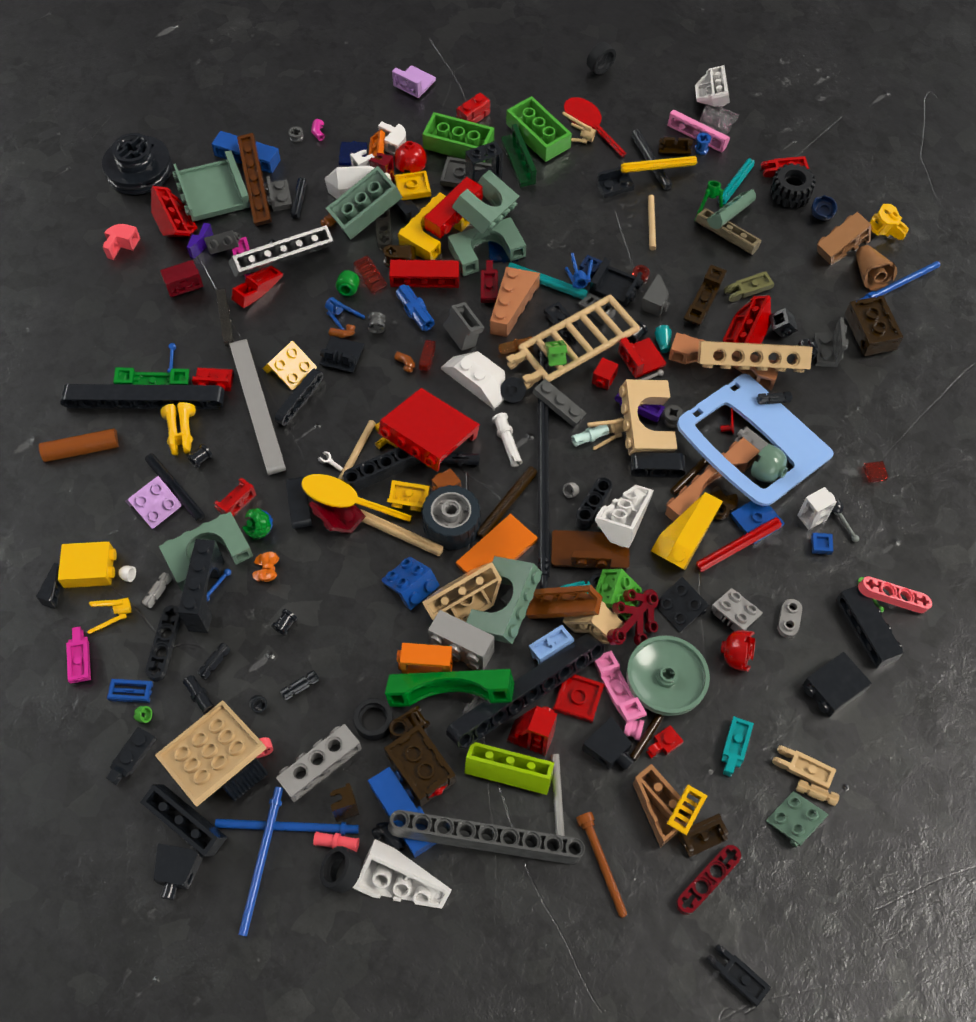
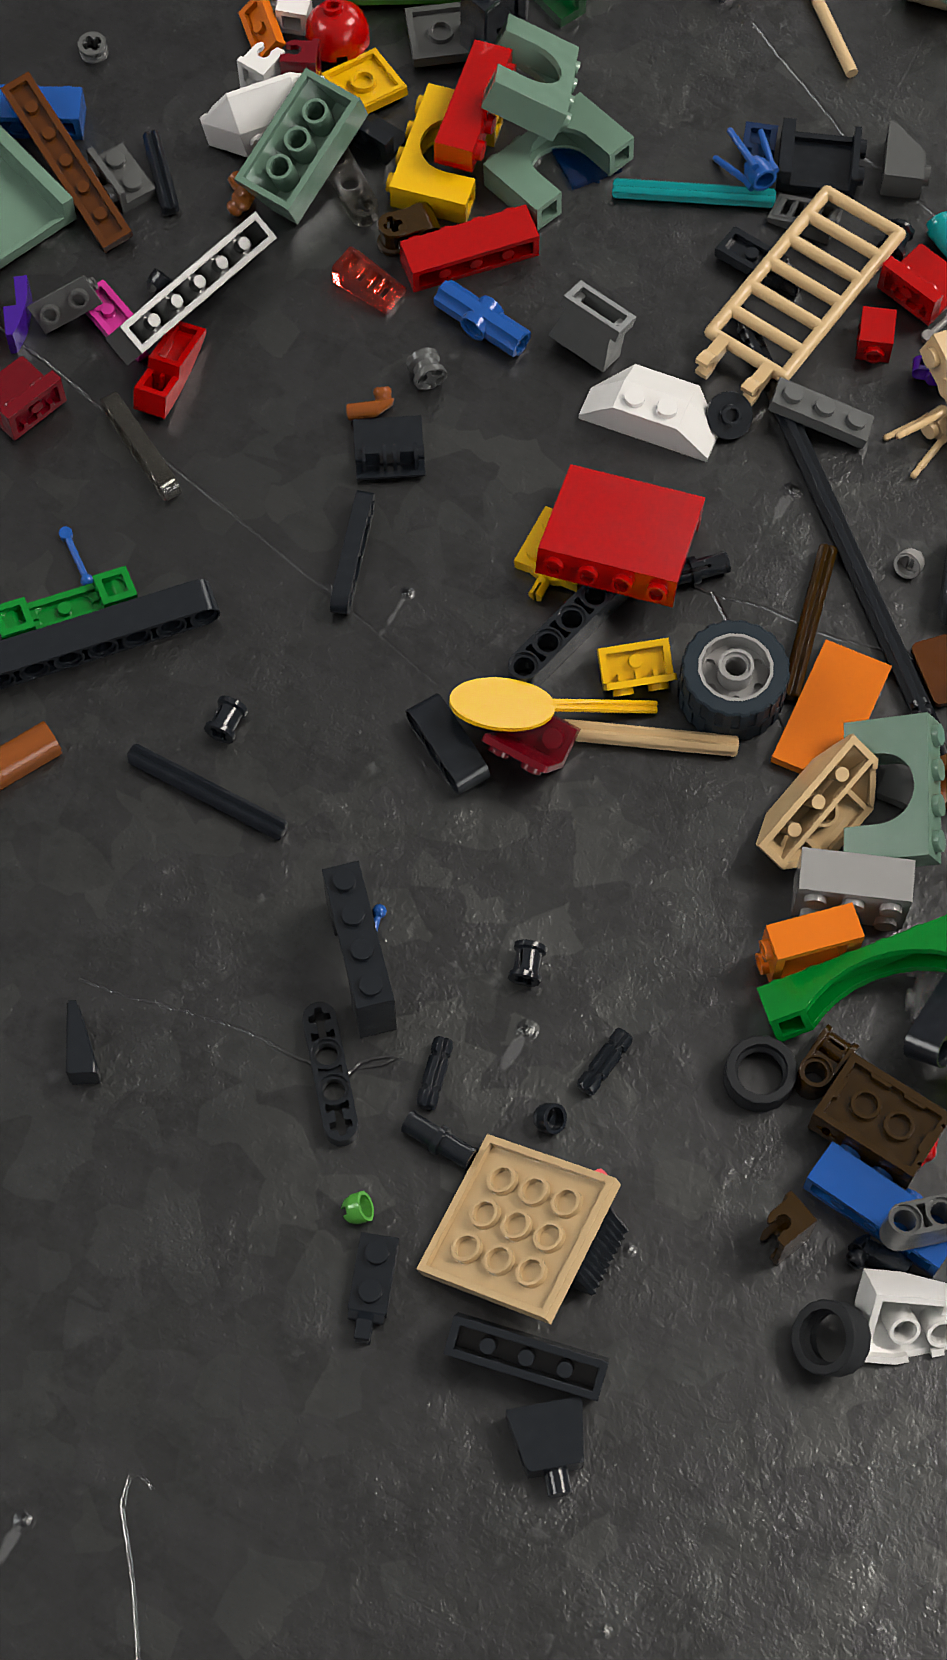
camera: 20 degrees left, 5 degrees up
(78, 657) = (193, 1152): dark pink hinge -> none
(86, 564) = (124, 984): yellow brick -> none
(120, 607) = (221, 1037): yellow plant -> none
(127, 573) = (201, 974): white hinge -> none
(130, 698) = (317, 1190): blue tile -> none
(154, 502) = (184, 829): lavender bracket -> none
(156, 590) = (270, 986): light grey axle -> none
(184, 438) = (160, 646): yellow piece -> none
(214, 376) = (176, 567): red bracket -> none
(222, 530) = (337, 839): sand green arch -> none
(236, 498) = (329, 775): red hinge -> none
(257, 407) = (285, 594): light grey beam -> none
(259, 524) = (398, 806): green piece -> none
(267, 561) = (444, 866): orange piece -> none
(274, 803) = (666, 1272): blue bar -> none
(290, 365) = (306, 498): bracket -> none
(296, 787) = (684, 1234): light grey brick -> none
(316, 126) = (127, 28): dark pink arm -> none
(330, 461) = (462, 649): white hand -> none
(335, 840) = (794, 1297): coral pin -> none
(336, 307) = (337, 362): blue plant -> none
(342, 828) = (793, 1273): blue bar -> none
(347, 283) = (337, 310): green head -> none
(348, 148) = (216, 52): clear blue piece -> none
(359, 446) = (502, 615): tan bar -> none
(407, 360) = (512, 420): dark orange arm -> none
(411, 581) = (711, 814): blue bracket -> none
(427, 355) = (547, 400): clear red beam -> none
(446, 478) = (688, 620): dark orange brick -> none
(489, 283) = (594, 230): dark red hinge -> none
(505, 432) = (749, 497): white pin -> none
(512, 345) = (691, 333): clear orange axle -> none
(513, 296) = (649, 242): nougat wedge -> none
(556, 352) = (783, 321): bright green slope -> none
(590, 434) = (897, 454): light aqua pin -> none
(641, 268) = (848, 121): clear red tile -> none

